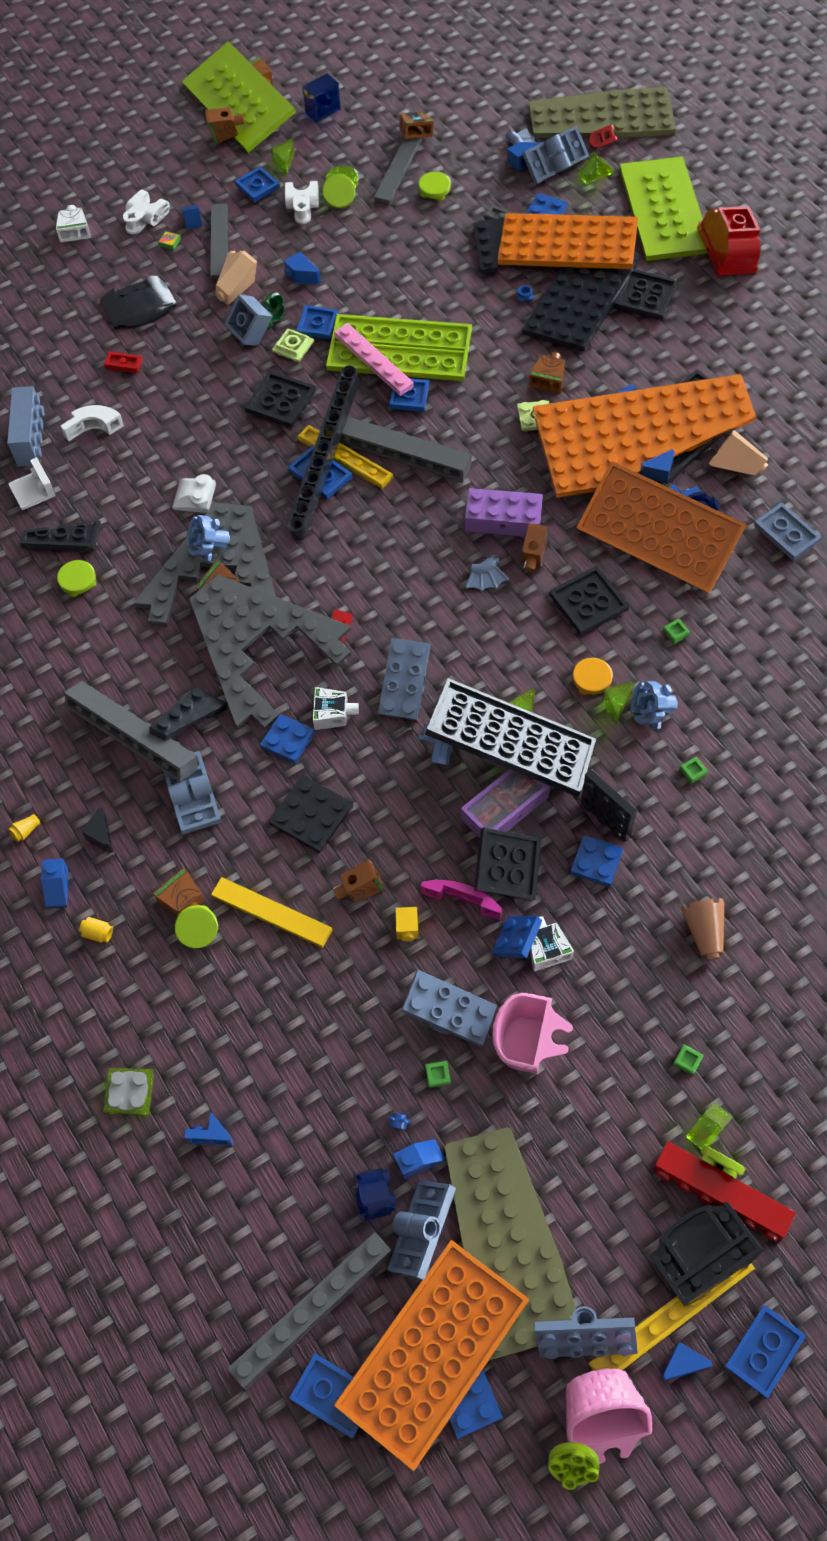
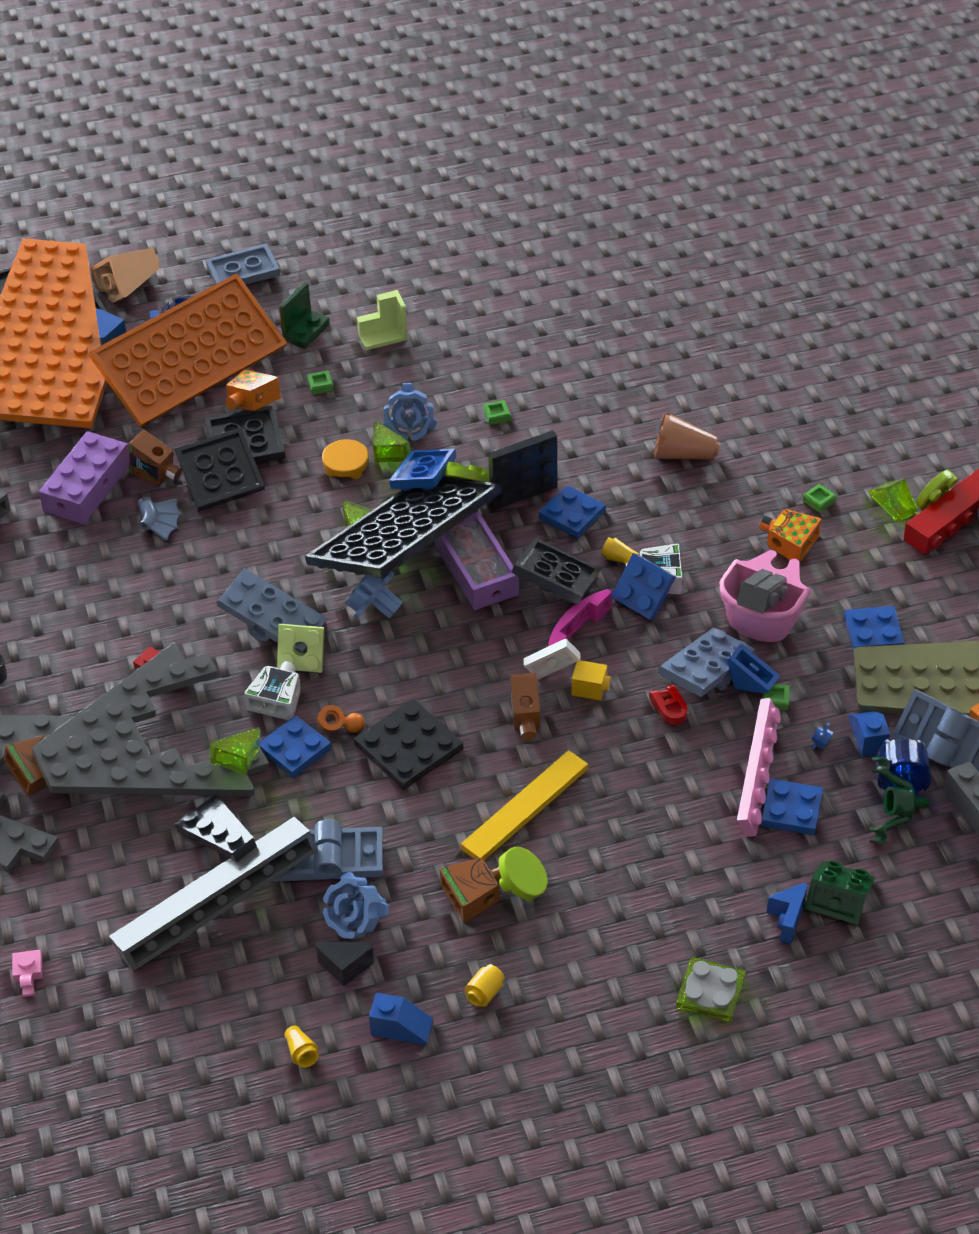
camera: 75 degrees left, 15 degrees down
(57, 645) = (27, 968): none -> bright pink plate
(134, 823) = (358, 905): none -> medium blue piece
(243, 1169) = (839, 891): none -> dark green bracket
(255, 702) = (236, 751): none -> clear neon green slope
(320, 769) = (353, 722): none -> orange plate
(322, 1113) = (792, 806): none -> blue plate
(336, 1197) = (897, 801): none -> dark green piece
(351, 1076) = (758, 767): none -> bright pink plate
(374, 709) = (314, 639): none -> yellowish green piece
(394, 995) = (672, 710): none -> red plate
(413, 887) = (552, 659): none -> white plate
(448, 1046) = (750, 672): none -> blue slope
(516, 1029) = (762, 591): none -> dark grey brick
(540, 1141) = (873, 627): none -> blue plate
(541, 594) = (219, 469): none -> black plate
(558, 908) = (617, 551): none -> yellow cone
(592, 733) = (422, 469): none -> blue plate
(600, 764) = (472, 472): none -> lime tile
(628, 1044) = (791, 533): none -> orange torso
(634, 585) = (252, 390): none -> orange torso
(738, 591) = (298, 322): none -> dark green bracket
(757, 653) = (386, 325): none -> yellowish green panel

